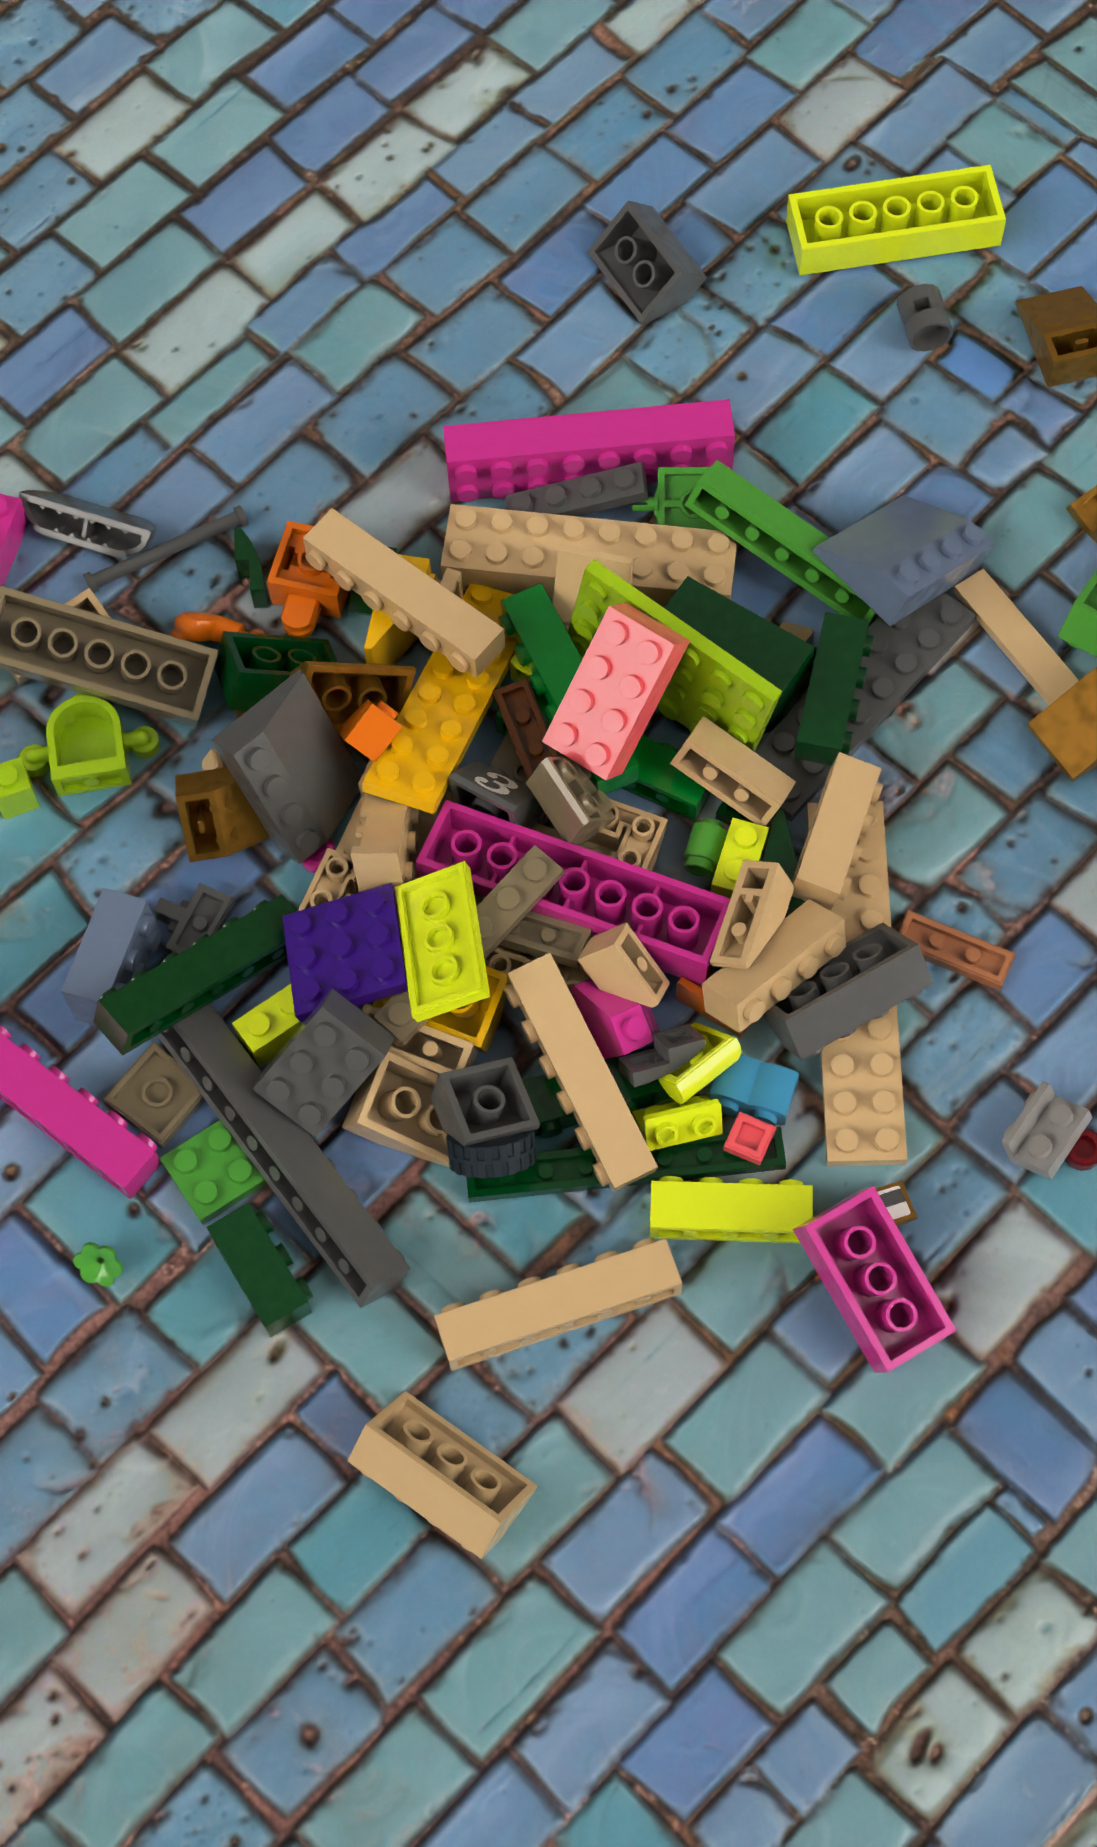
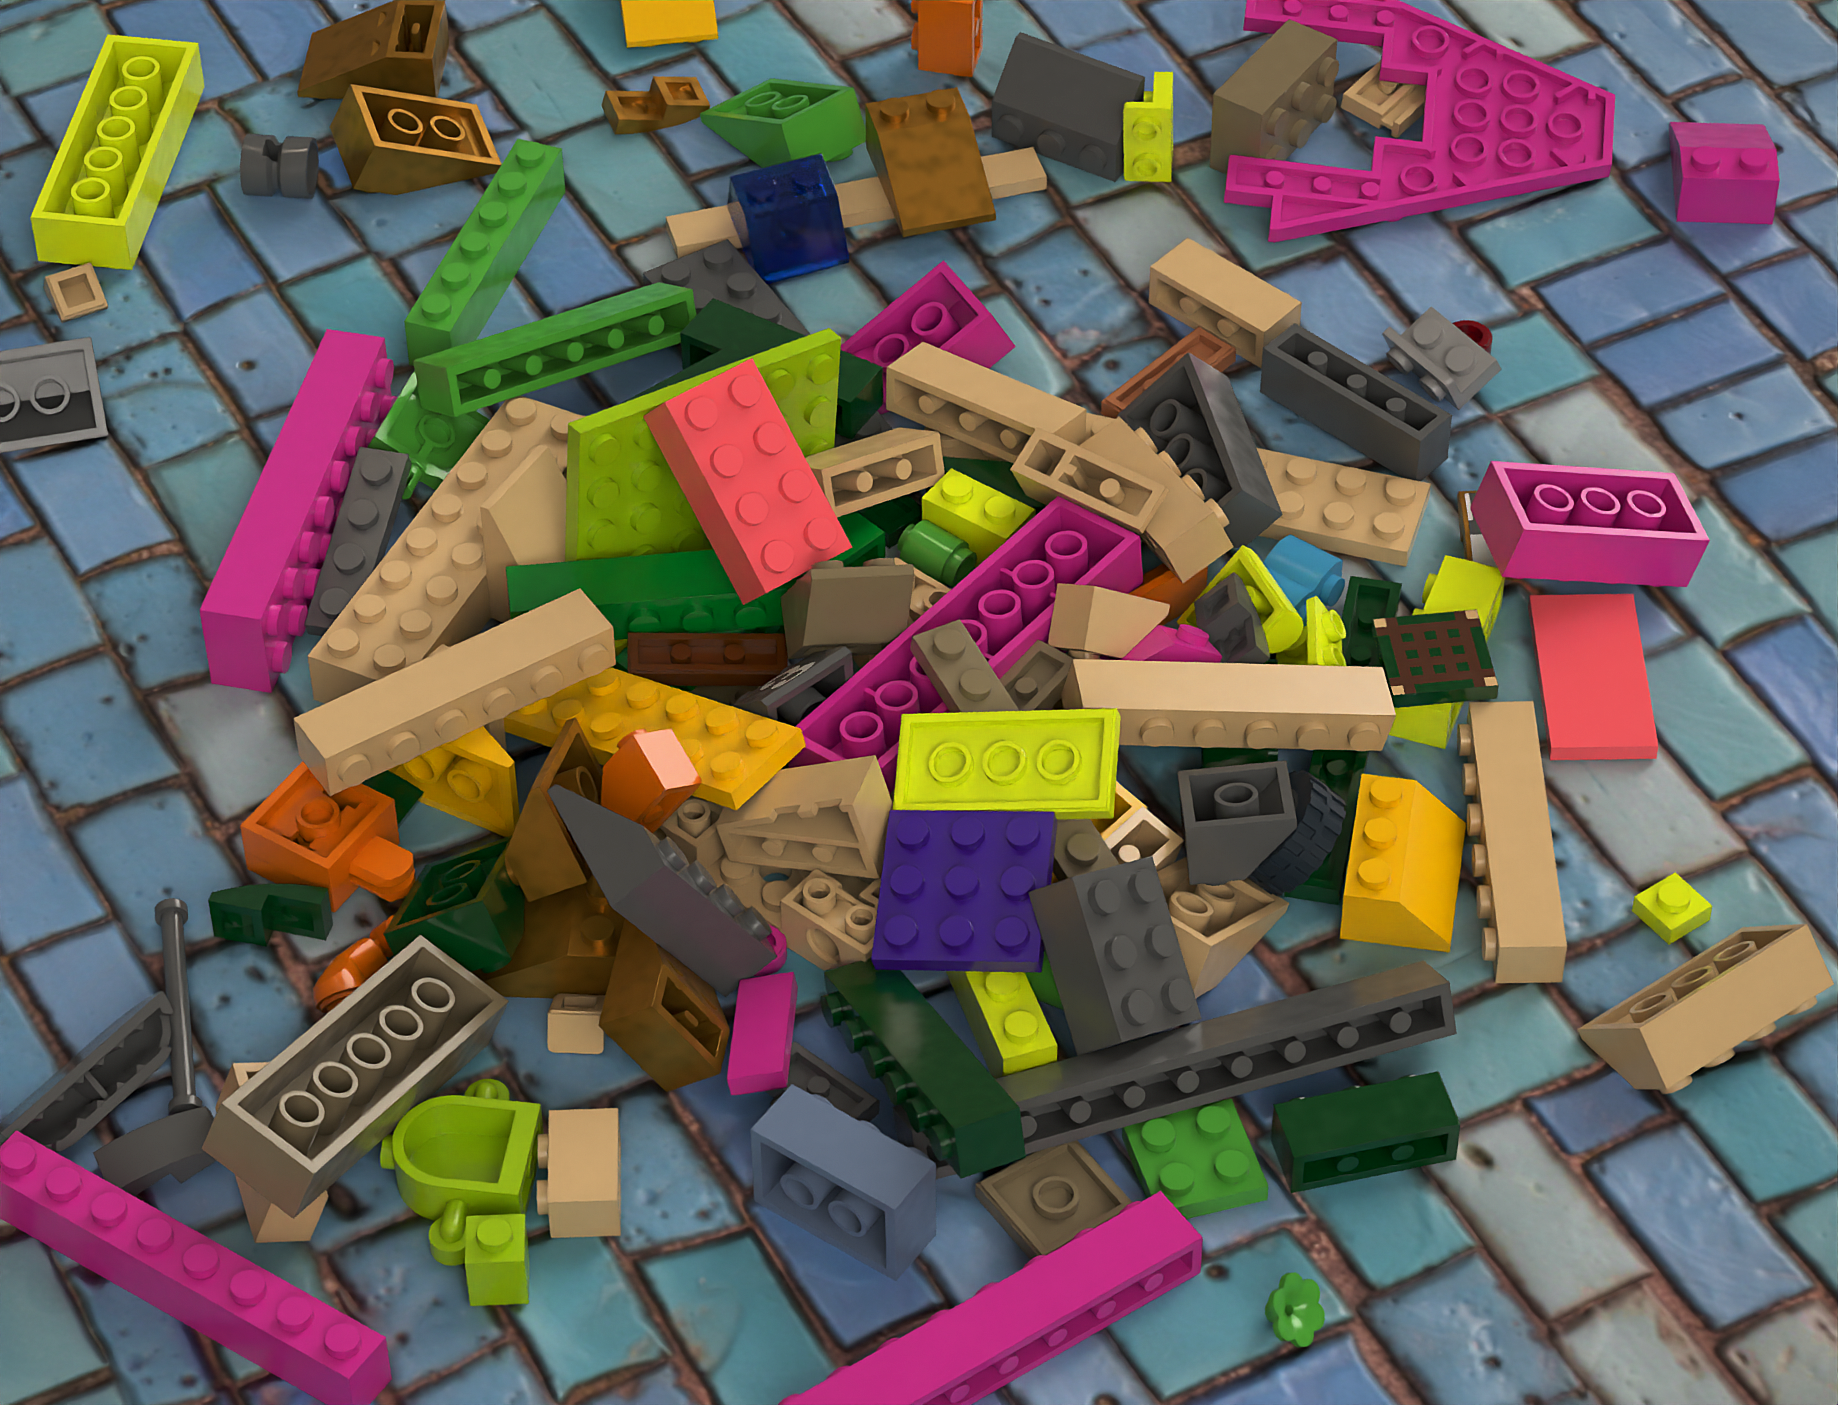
camera: 75 degrees left, 20 degrees down
(49, 577) = (157, 1150): none -> dark grey slope
(95, 812) = (582, 1173): none -> tan brick
(230, 876) = (762, 1034): none -> dark pink tile
(508, 1234) = (1402, 866): none -> yellow slope
(538, 1431) = (1672, 908): none -> neon yellow plate
(693, 1202) = (1435, 658): none -> tile
(749, 1138) = (1360, 600): coral tile -> none
(751, 1324) = (1592, 677): none -> coral tile
(763, 253) = (75, 292): none -> tan slope
(889, 472) = (487, 251): none -> bright green brick
(905, 555) = (631, 250): sand blue slope -> none
(921, 775) = (934, 312): none -> dark pink slope
(959, 1082) = (1355, 403): none -> dark grey brick
(991, 388) = (410, 141): none -> pearl gold slope
(998, 645) = (788, 218): none -> clear blue slope
(1046, 964) = (1221, 299): none -> tan brick

